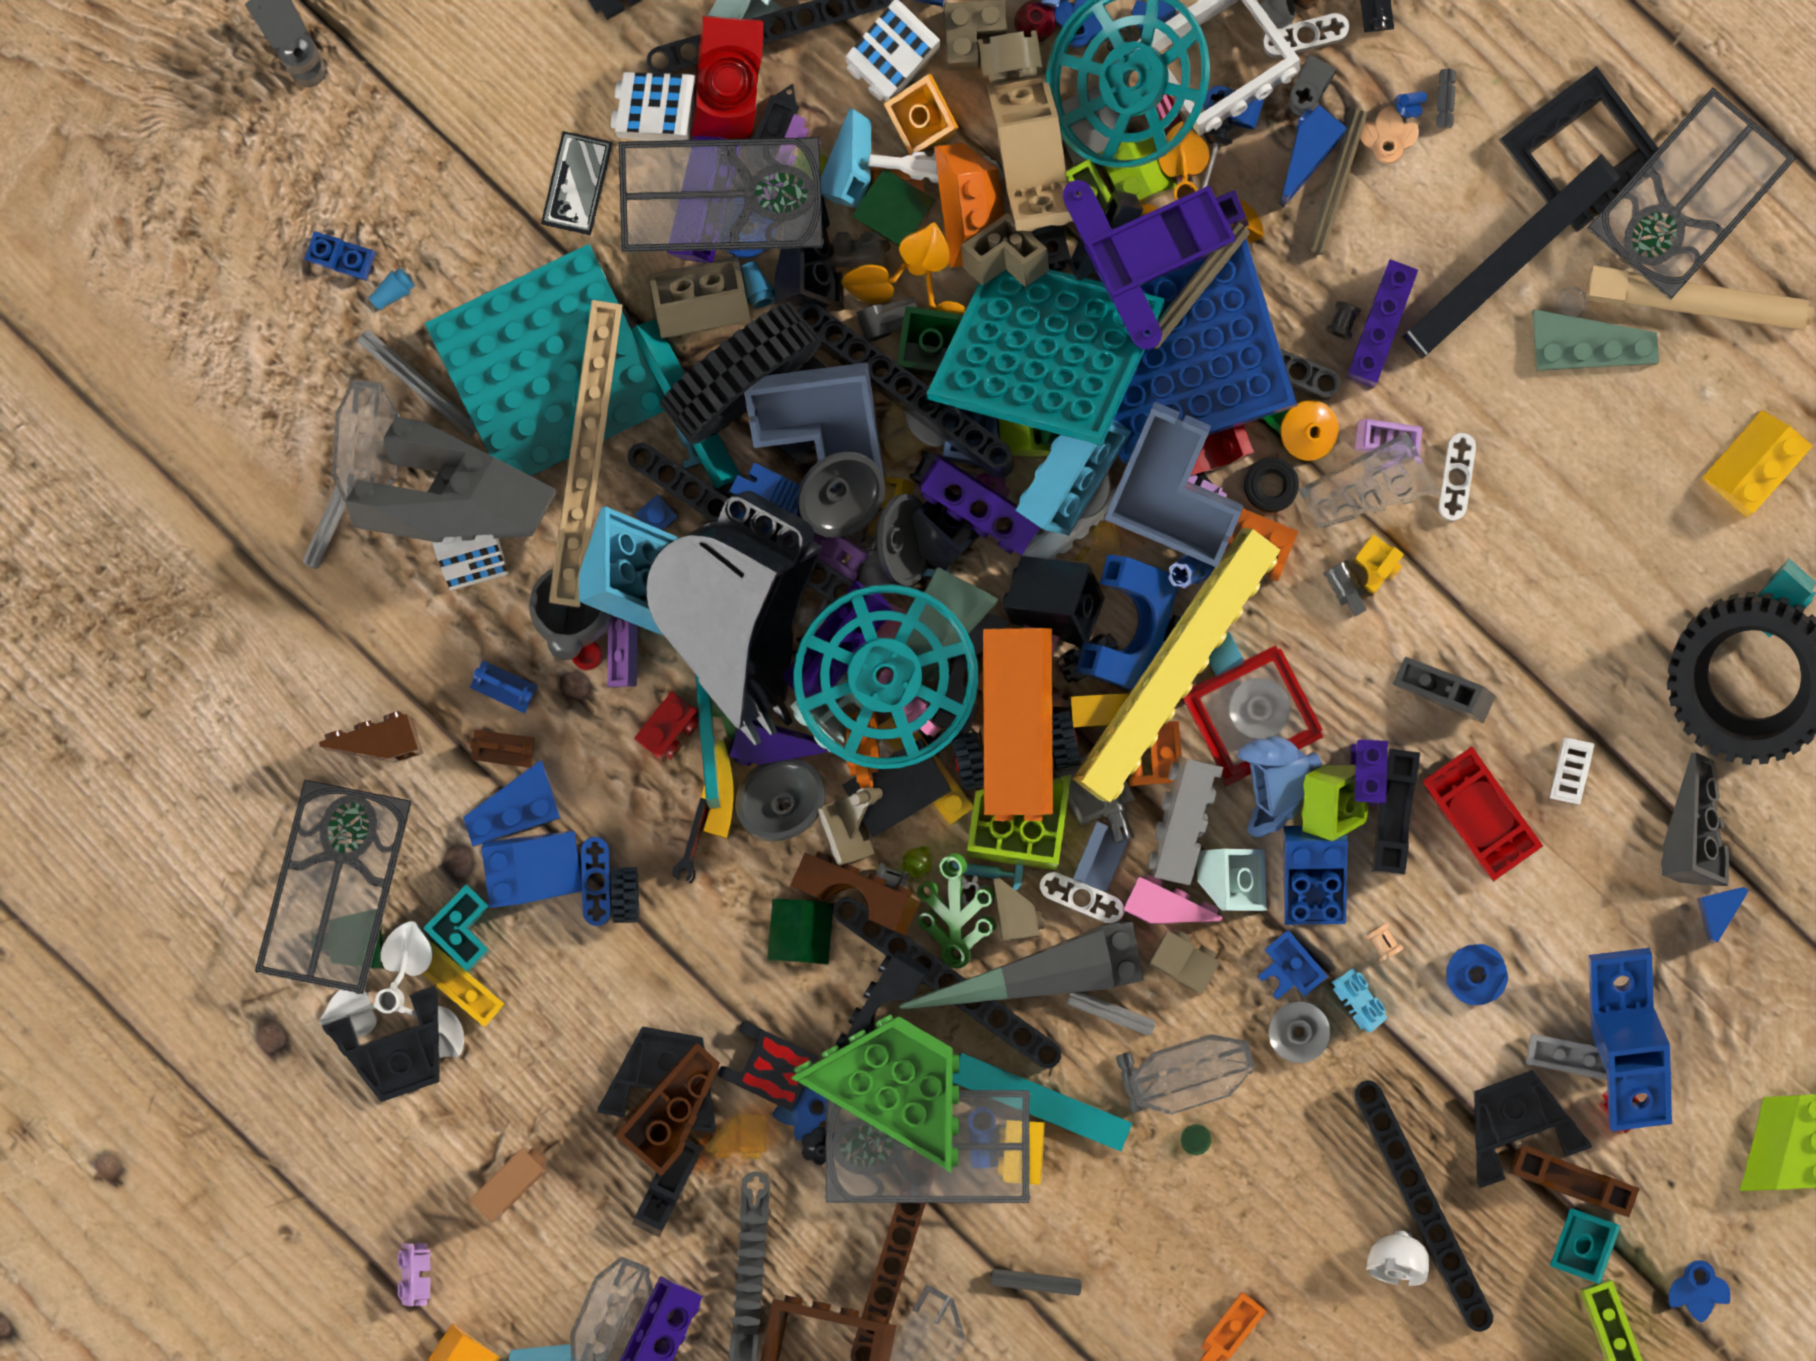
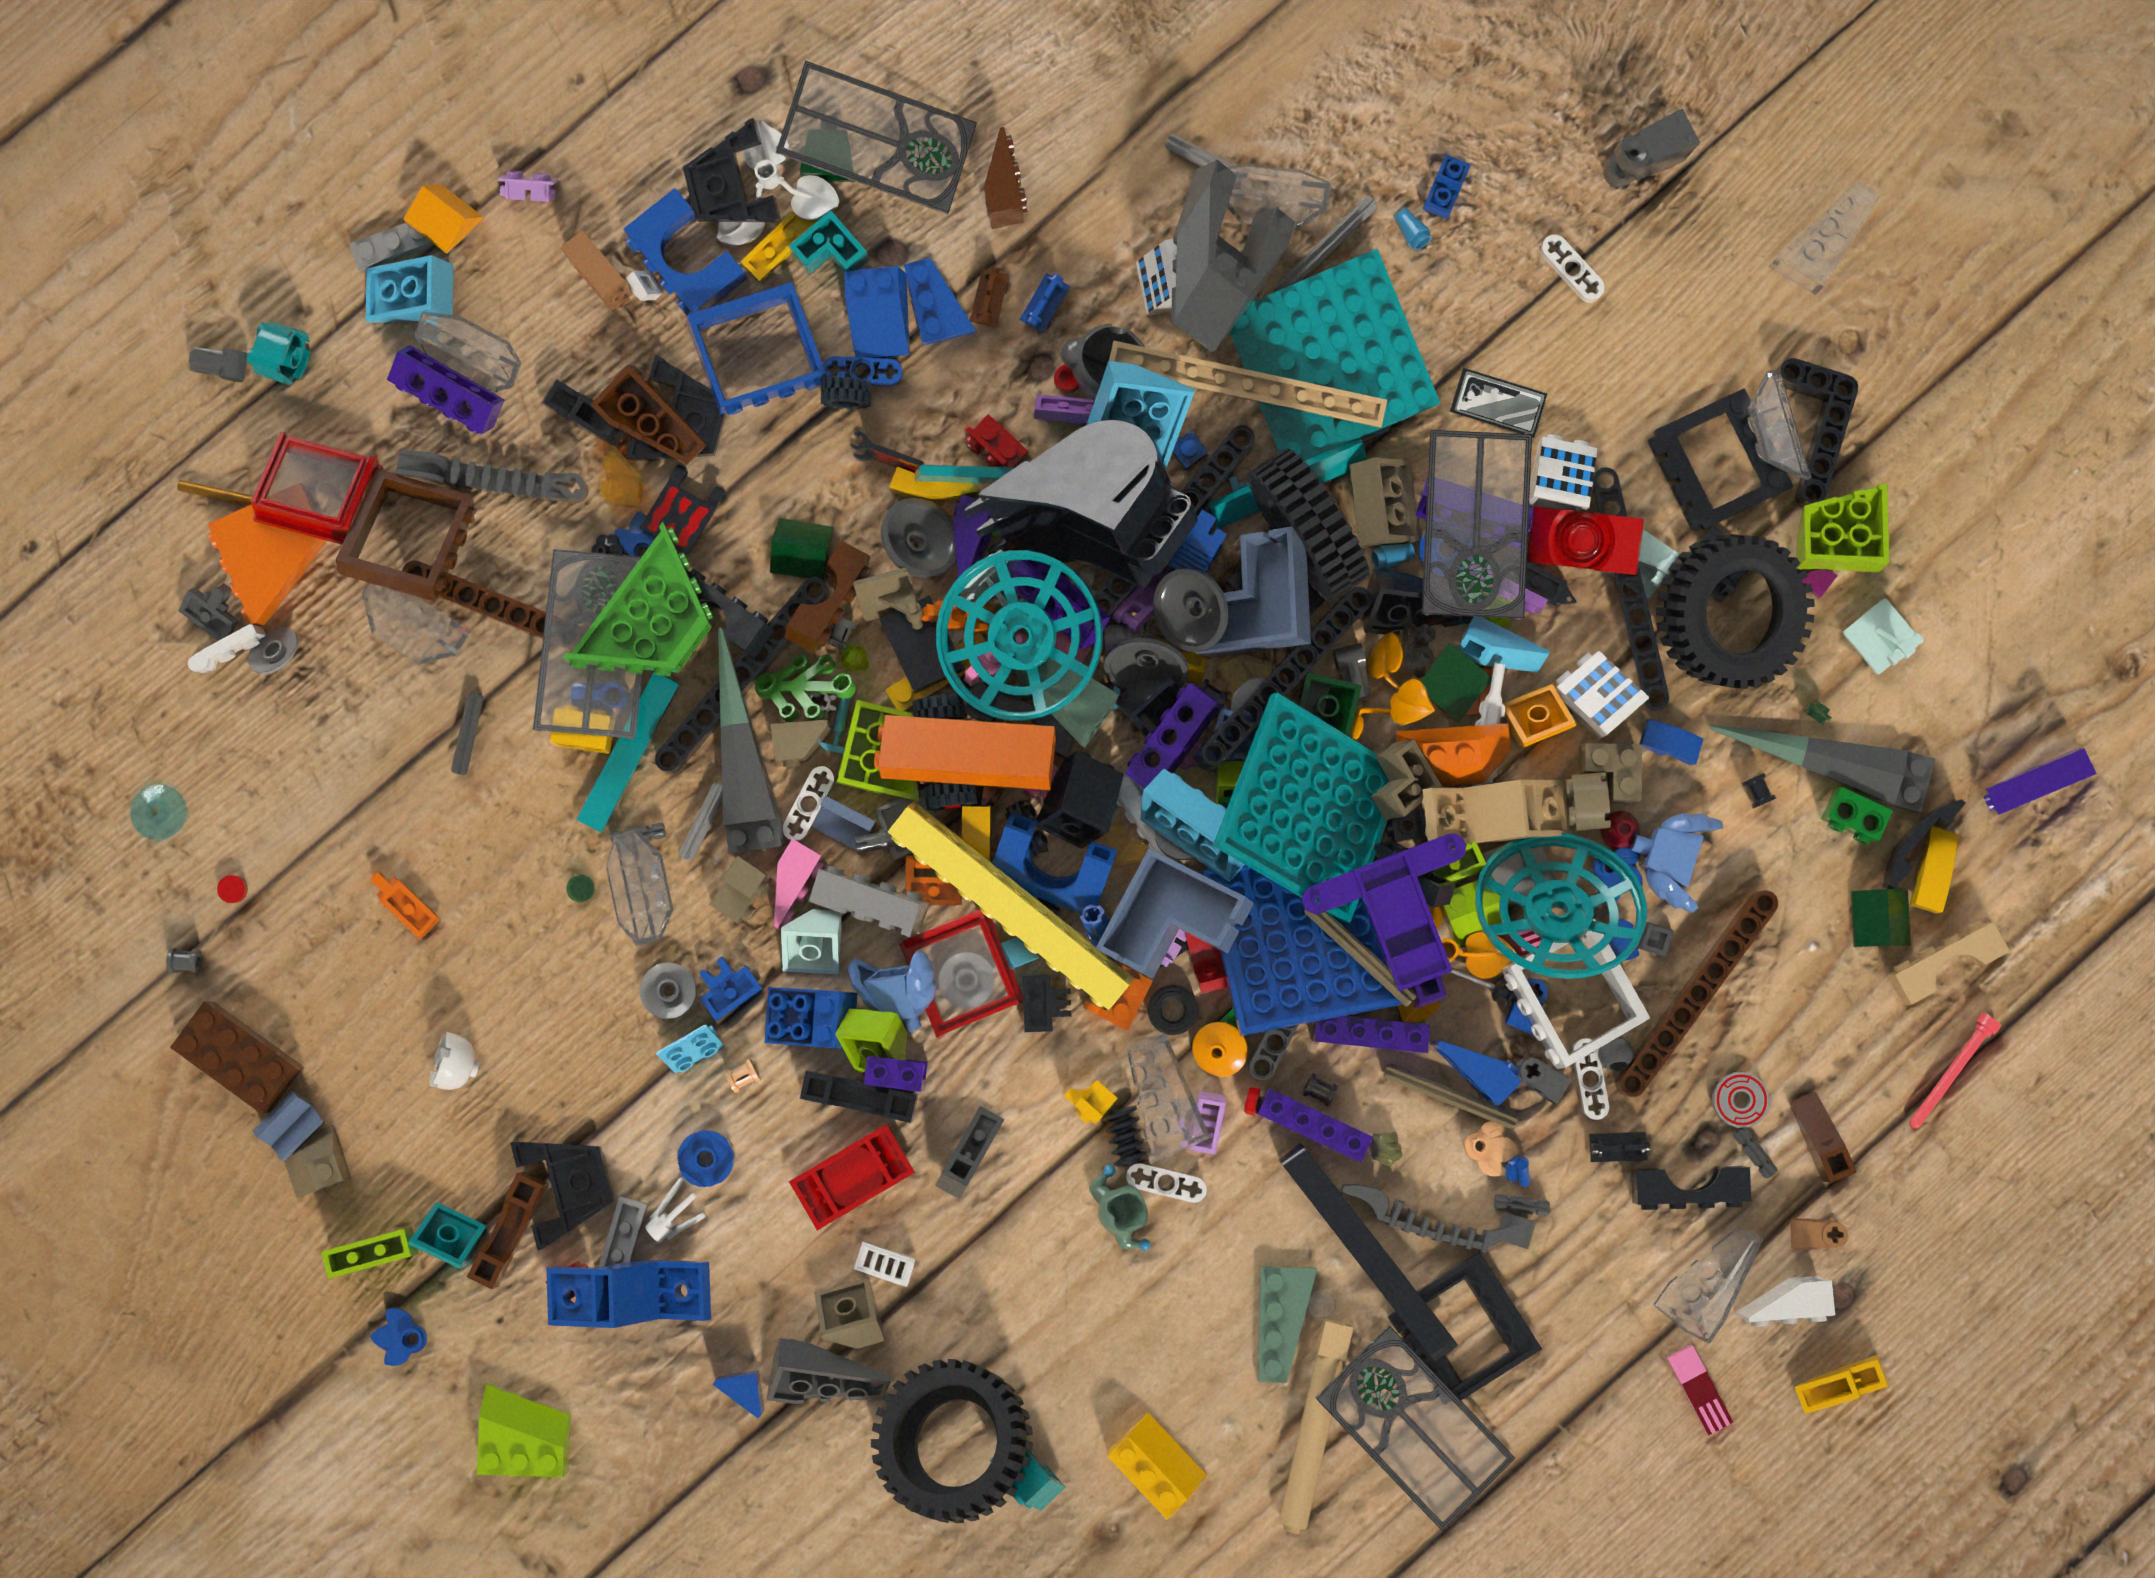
camera: 95 degrees right, 0 degrees up
(423, 126) = (1553, 258): none -> white beam
(519, 1132) = (644, 285): none -> white plate
(521, 1077) = (650, 235): none -> blue arch
(558, 949) = (743, 307): none -> blue window
(1277, 625) = (1042, 1003): none -> black hinge
(1279, 266) = (1373, 1033): none -> dark purple brick
(1346, 587) = (1072, 1070): dark grey hinge -> none
(1362, 391) = (1252, 1101): none -> red tile
(1399, 245) = (1386, 1148): none -> olive arm
(1412, 523) = (1125, 1136): none -> black piece
(1433, 1216) = (487, 1094): black beam -> none
(1474, 106) = (1512, 1228): none -> dark grey piece
(1491, 522) = (1120, 1210): none -> sand green piece
(1553, 1015) = (662, 1225): none -> white plant
(1629, 803) = (849, 1314): none -> dark tan slope

